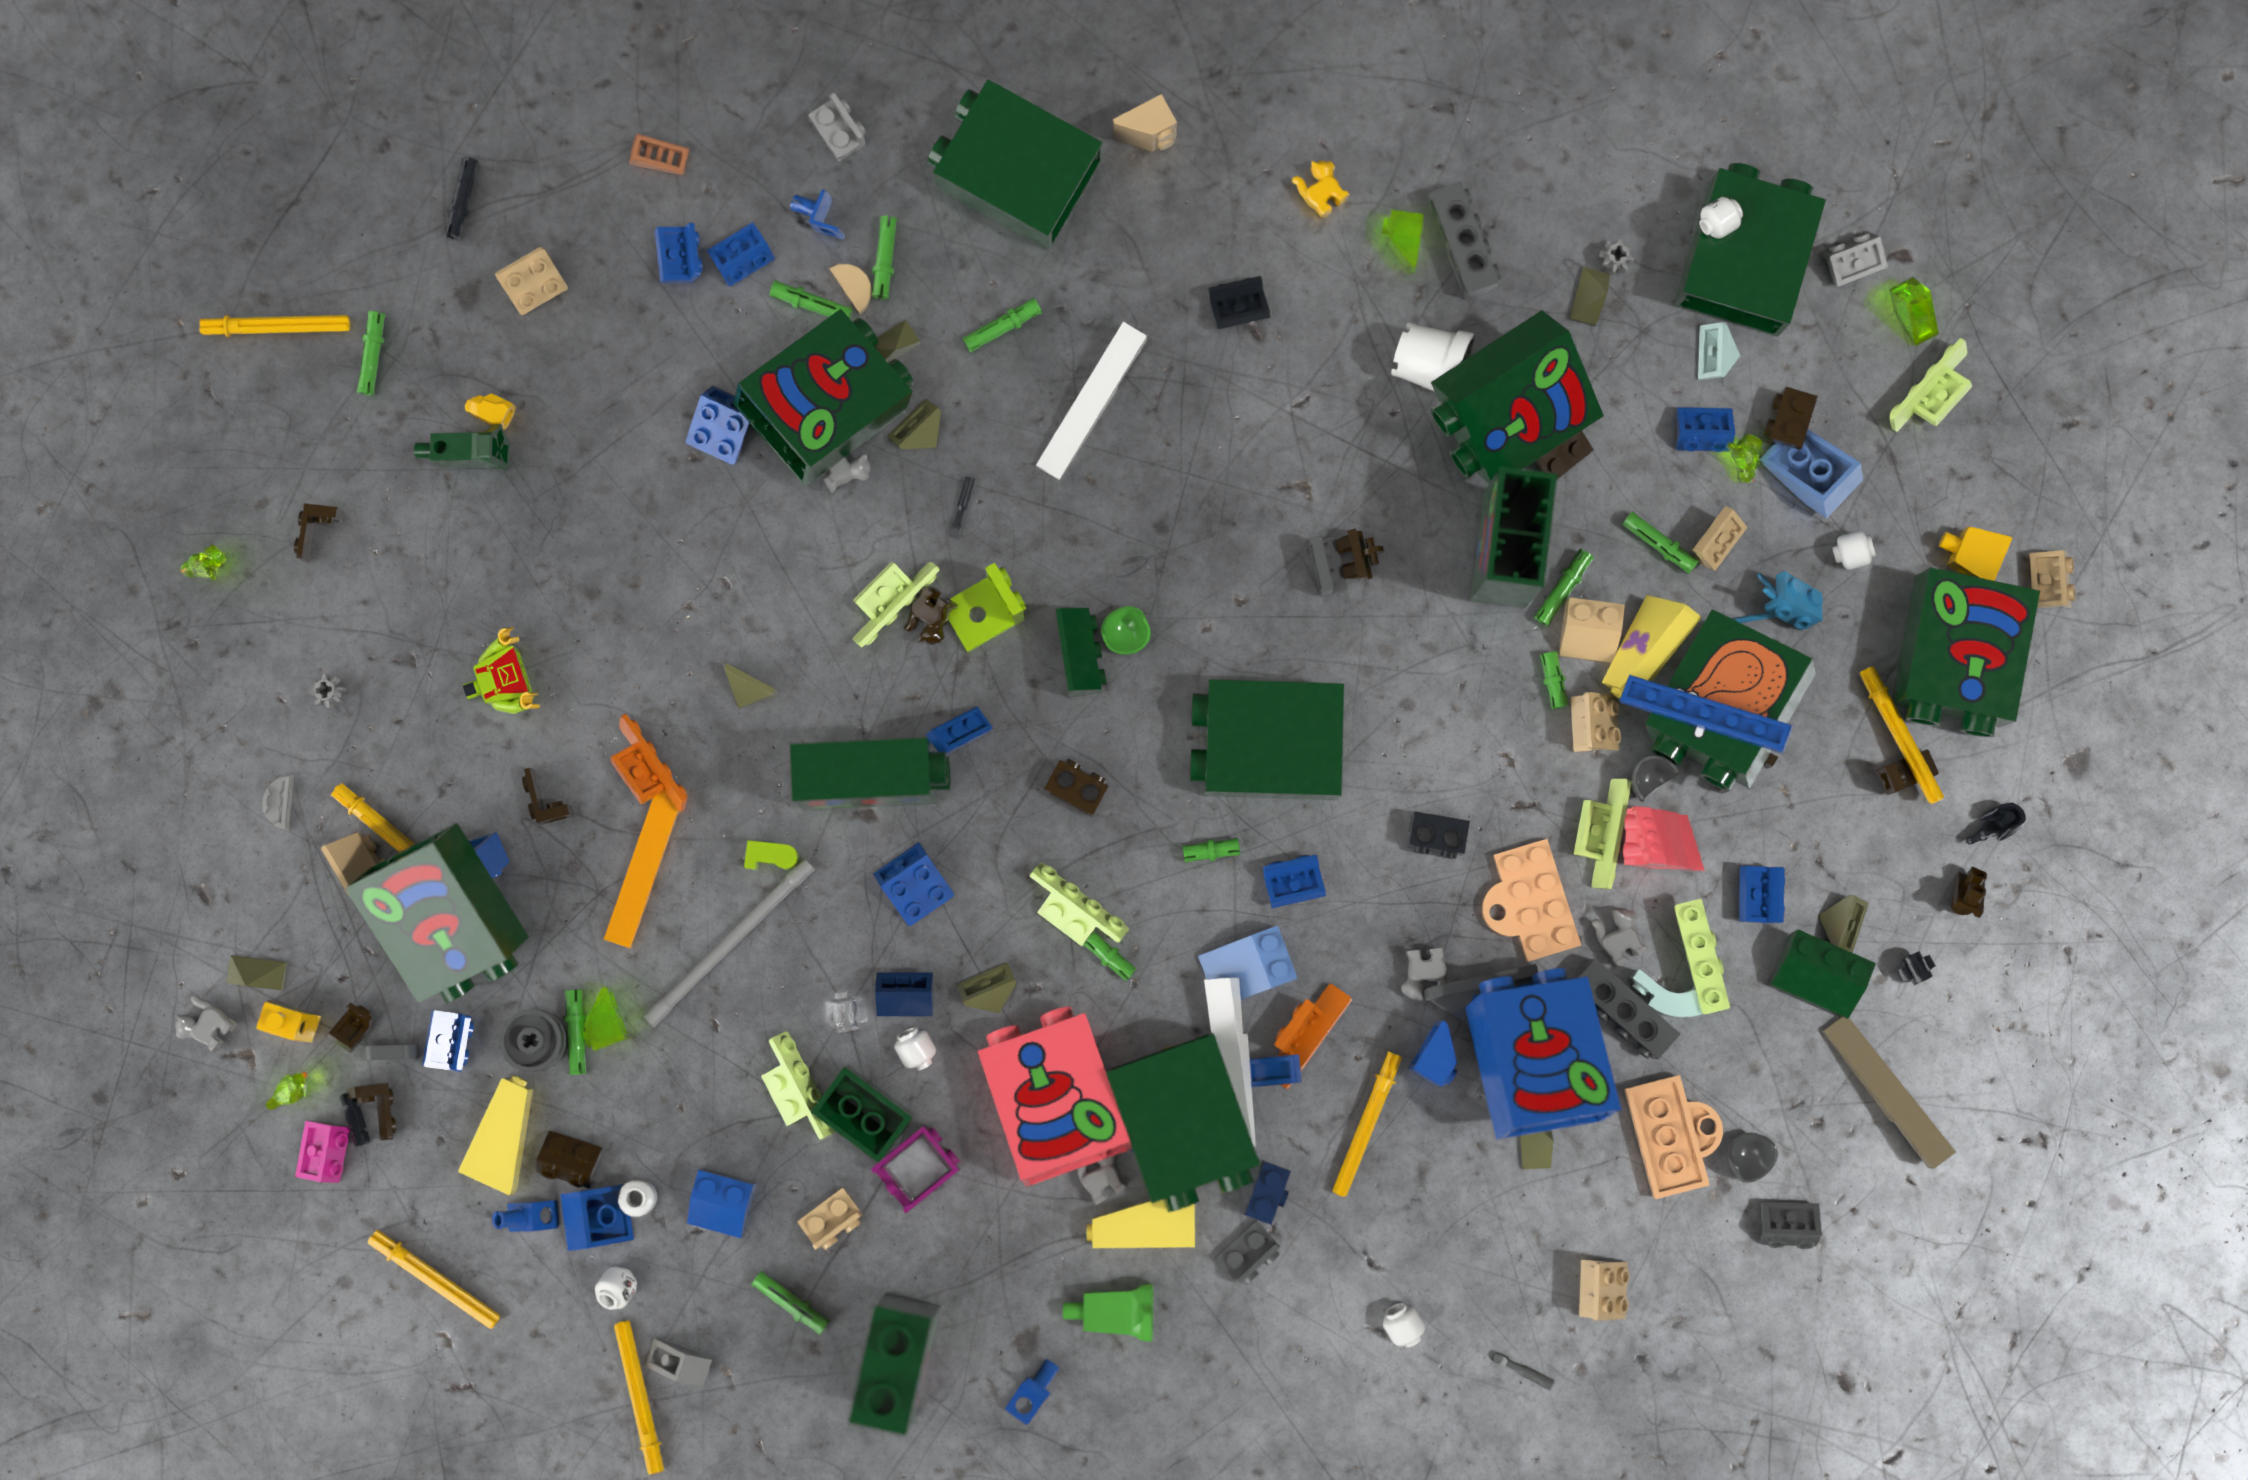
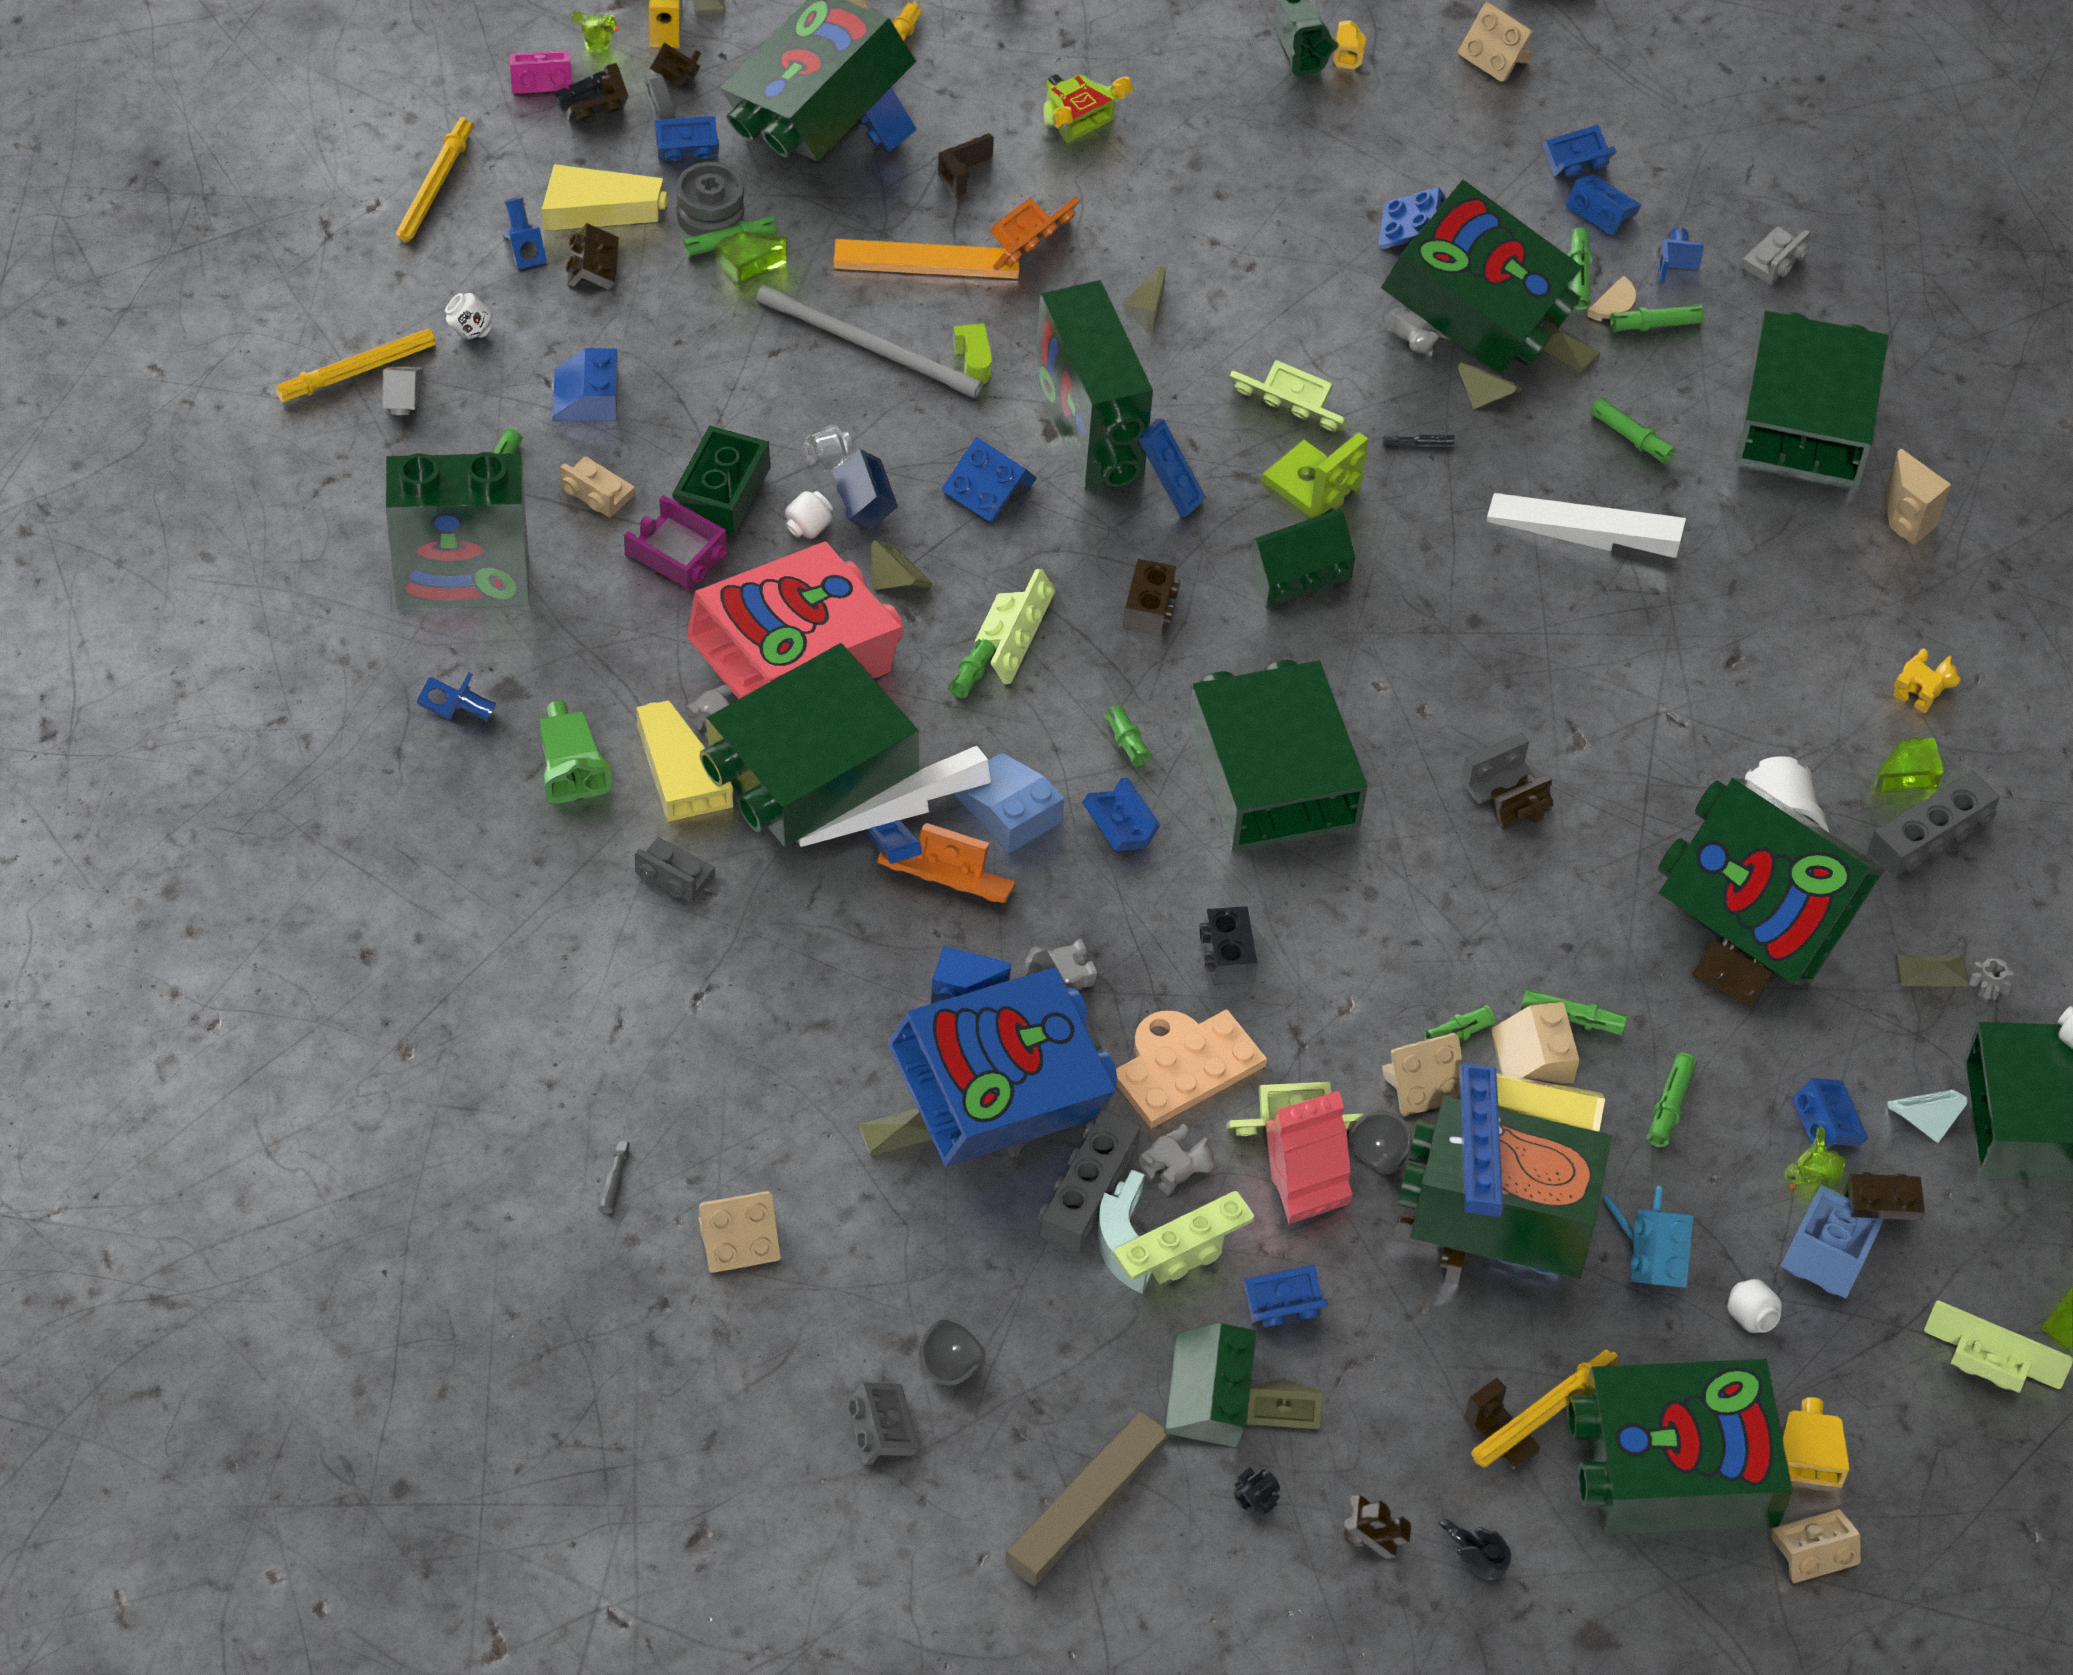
camera: 70 degrees right, 30 degrees down
(595, 1218) = (540, 291): blue slope -> none
(637, 1198) = (570, 314): white head -> none
(646, 162) = (1677, 101): nougat slope -> none
(793, 1085) = (739, 416): yellowish green bracket -> none
(932, 612) = (1289, 430): dark brown animal -> none
(1126, 630) = (1341, 601): bright green helmet -> none
(1238, 302) = (1759, 628): black bracket -> none
(1267, 1192) = (750, 865): dark blue brick -> none
(1367, 1123) = (855, 950): yellow axle -> none
(1403, 1325) = (634, 1034): white head -> none
(1514, 537) = (1605, 890): dark green brick -> none
(1672, 1135) = (951, 1268): light nougat plate -> none
(1719, 539) = (1702, 1148): tan bracket -> none

